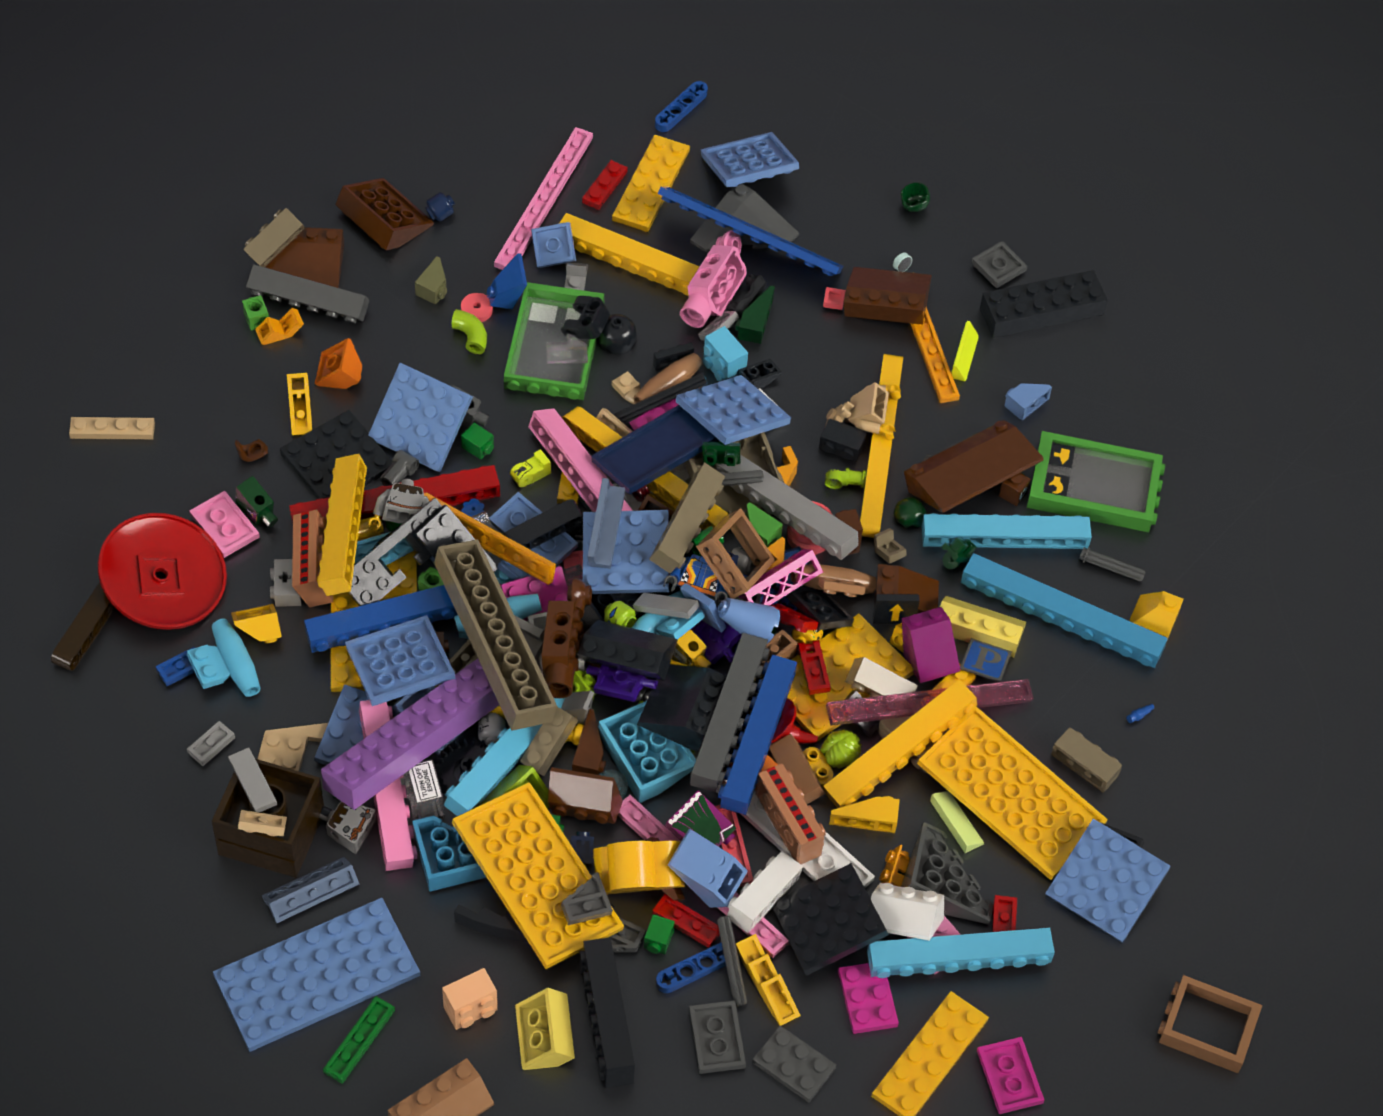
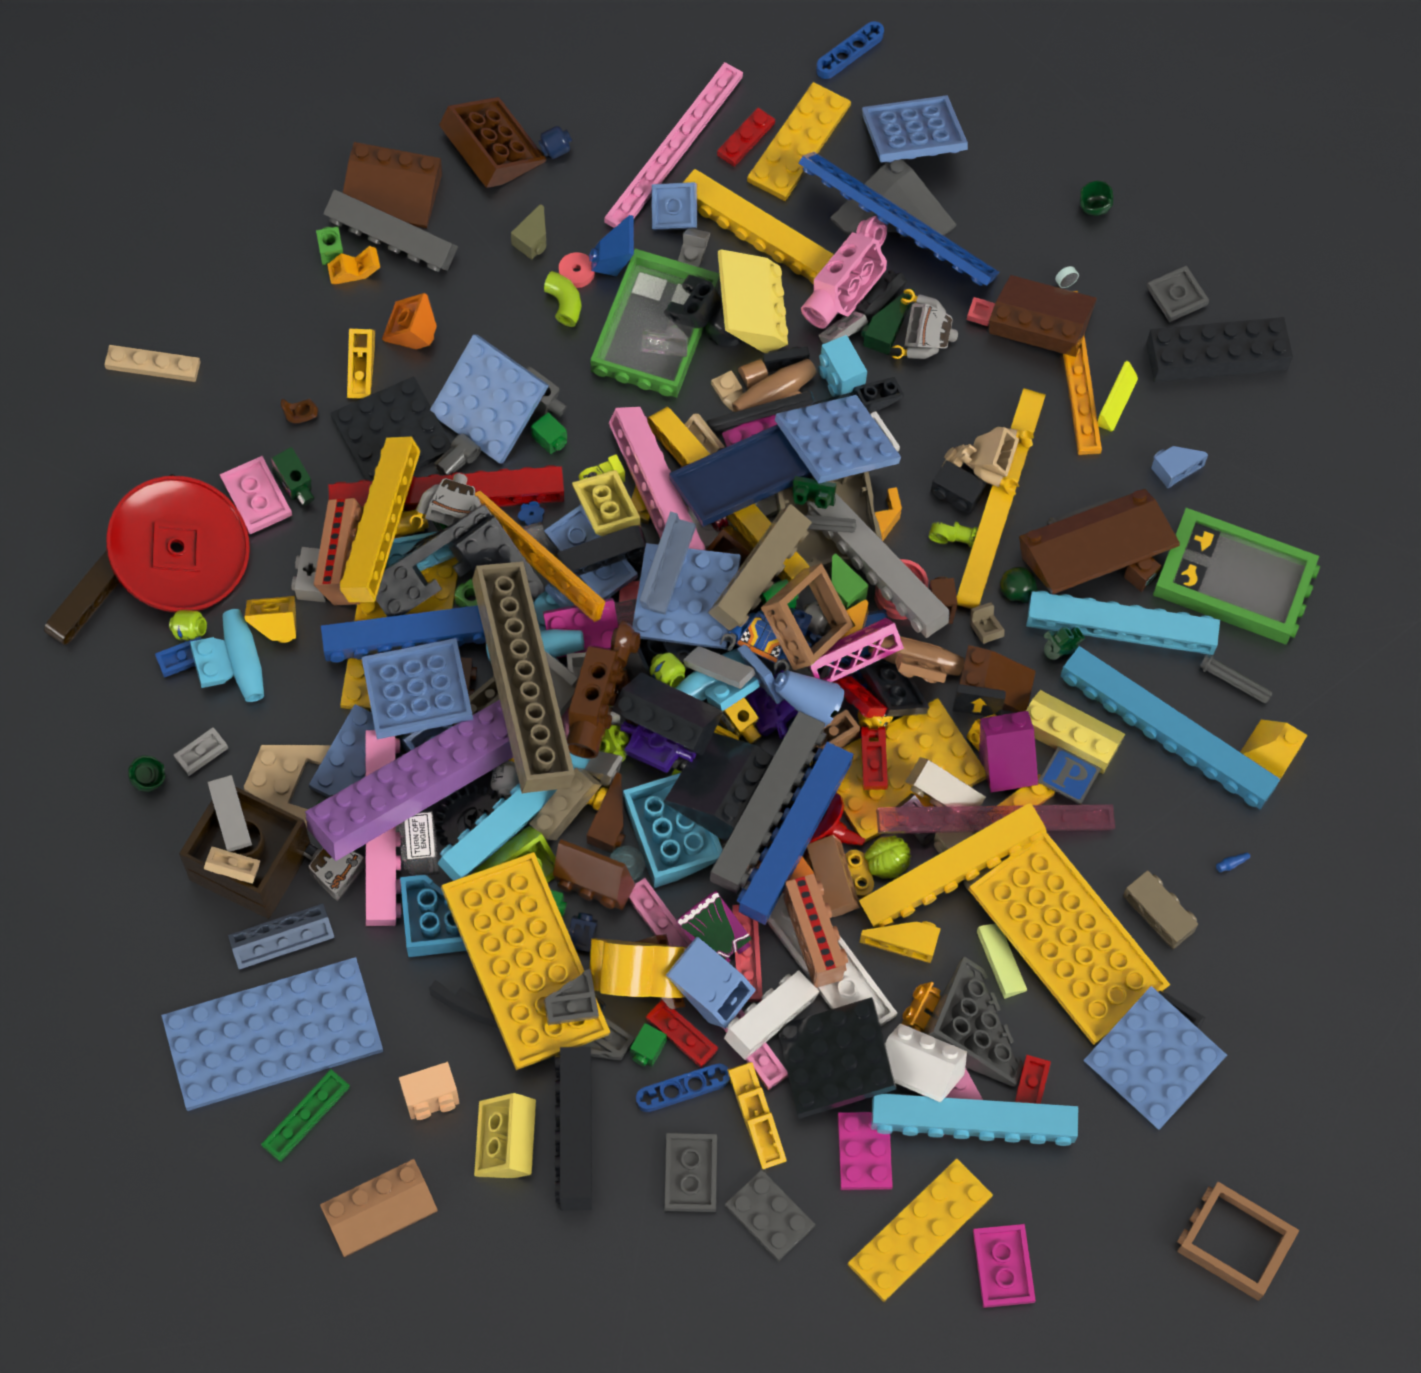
camera: 10 degrees right, 10 degrees up
(165, 767) = (146, 773): none -> dark green hair
(181, 638) = (187, 625): none -> lime head
(273, 237) = (360, 160): dark tan brick -> none
(540, 487) = (606, 503): none -> light yellow slope
(638, 310) = (753, 300): none -> light yellow slope
(646, 370) = (753, 372): none -> medium nougat brick
(732, 960) = (721, 1080): dark grey axle -> none
(792, 315) = (927, 328): none -> light grey torso

